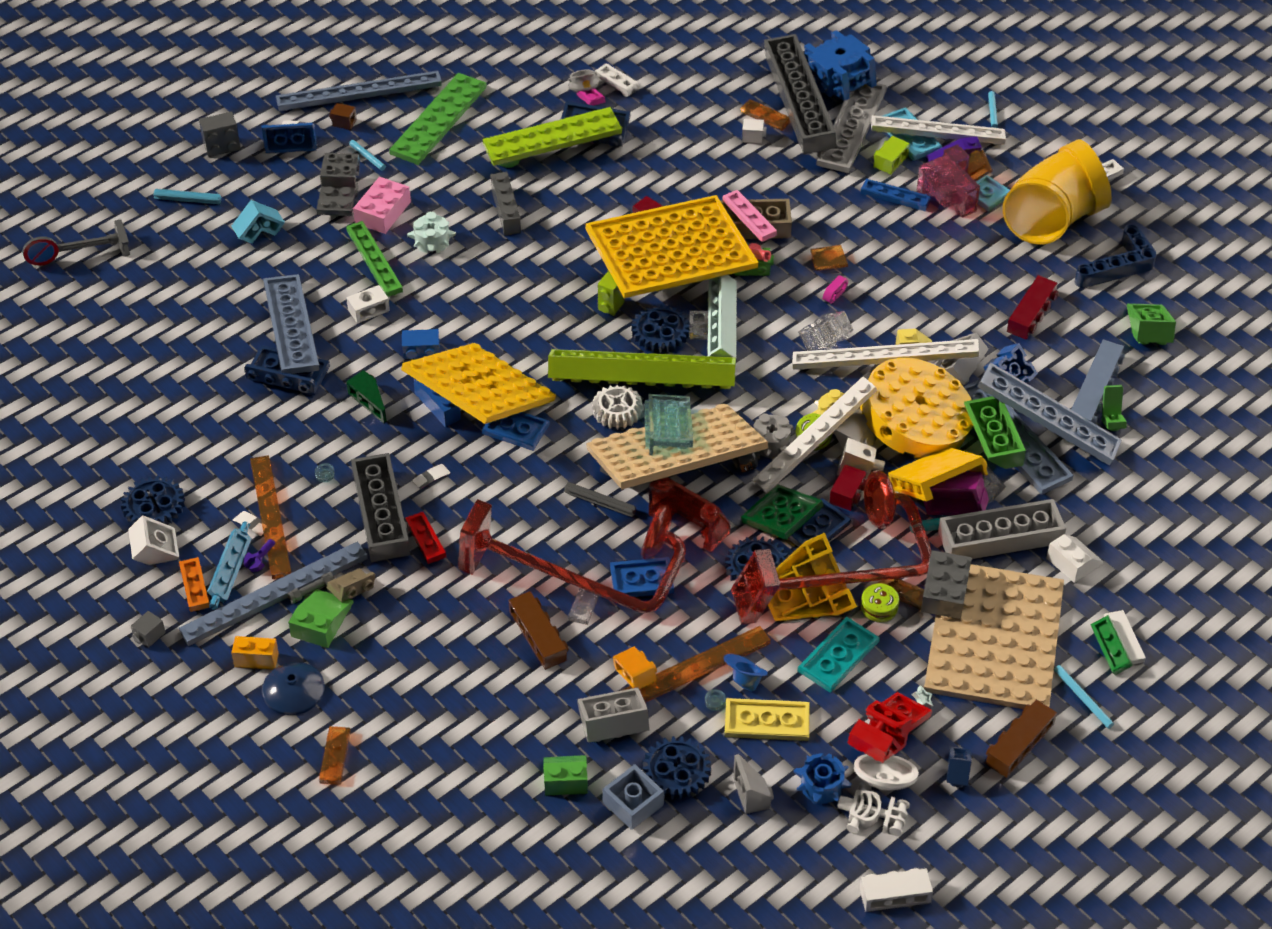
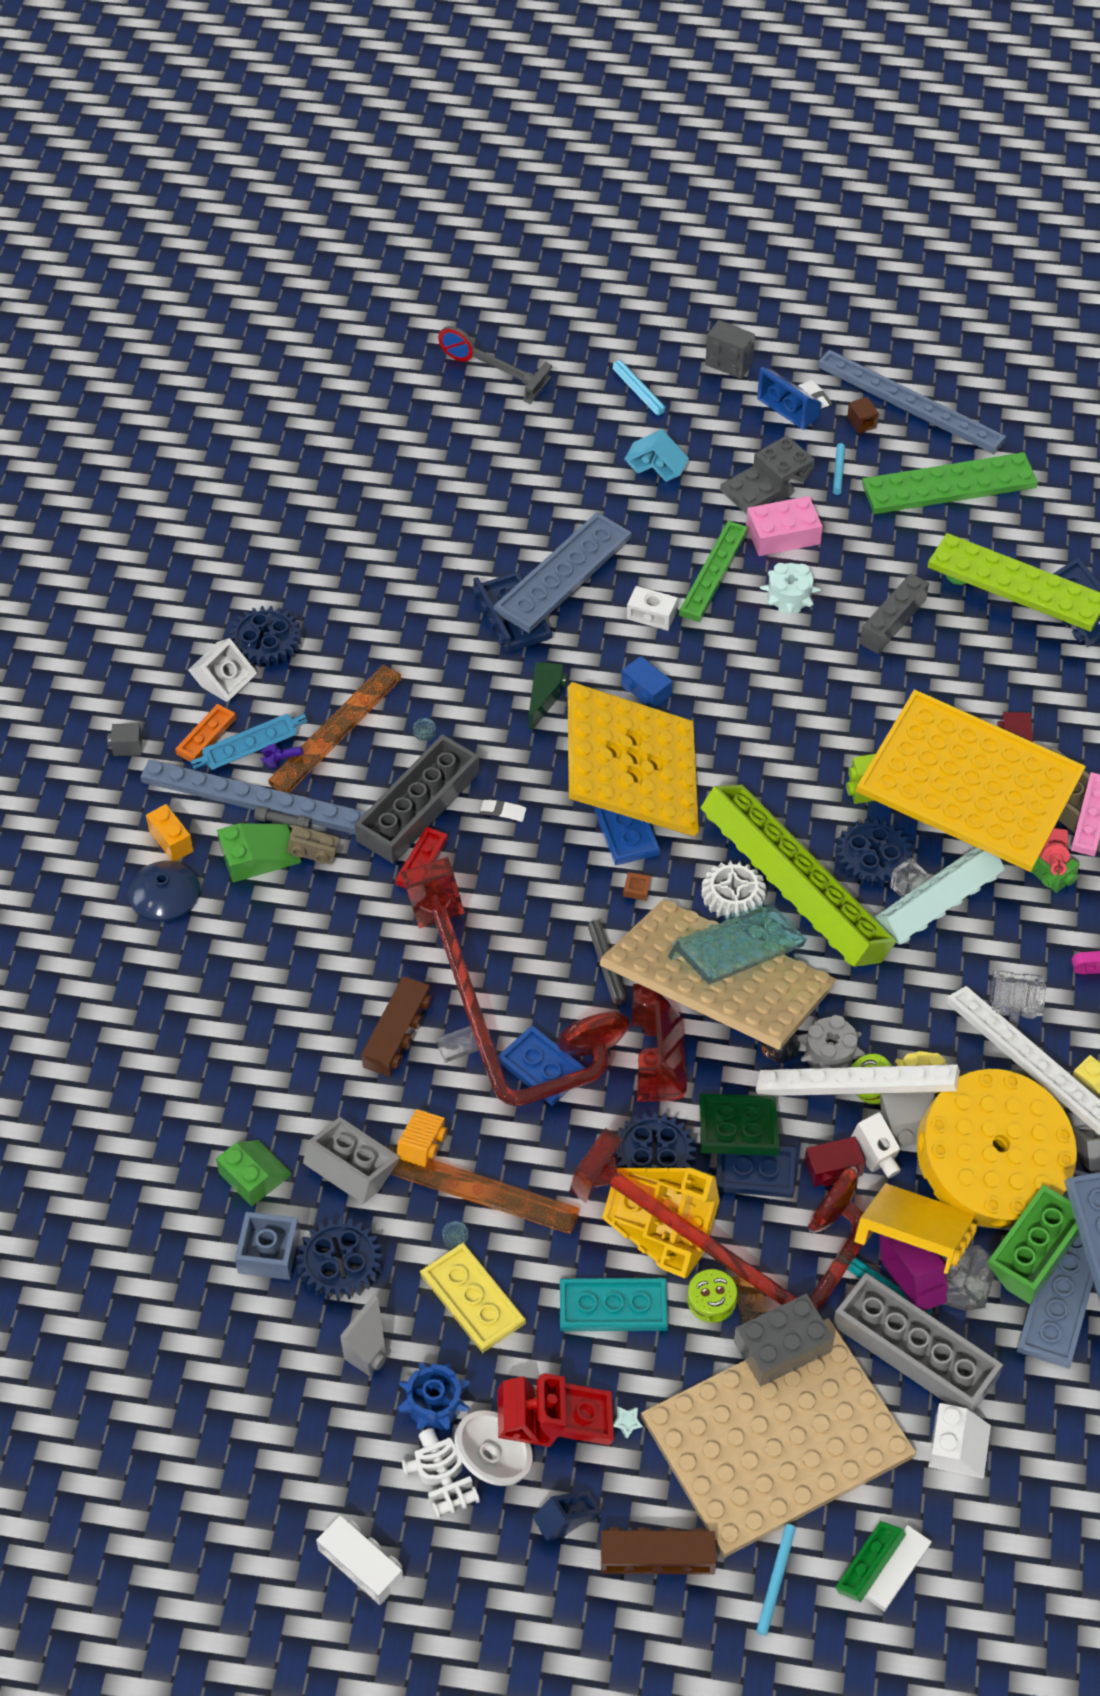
camera: 50 degrees right, 5 degrees up
(255, 523) = (316, 718): white sticker -> none
(335, 755) = (118, 976): clear orange tile -> none
(563, 448) = (637, 886): none -> dark orange plate
(745, 672) = (507, 1232): blue piece -> none

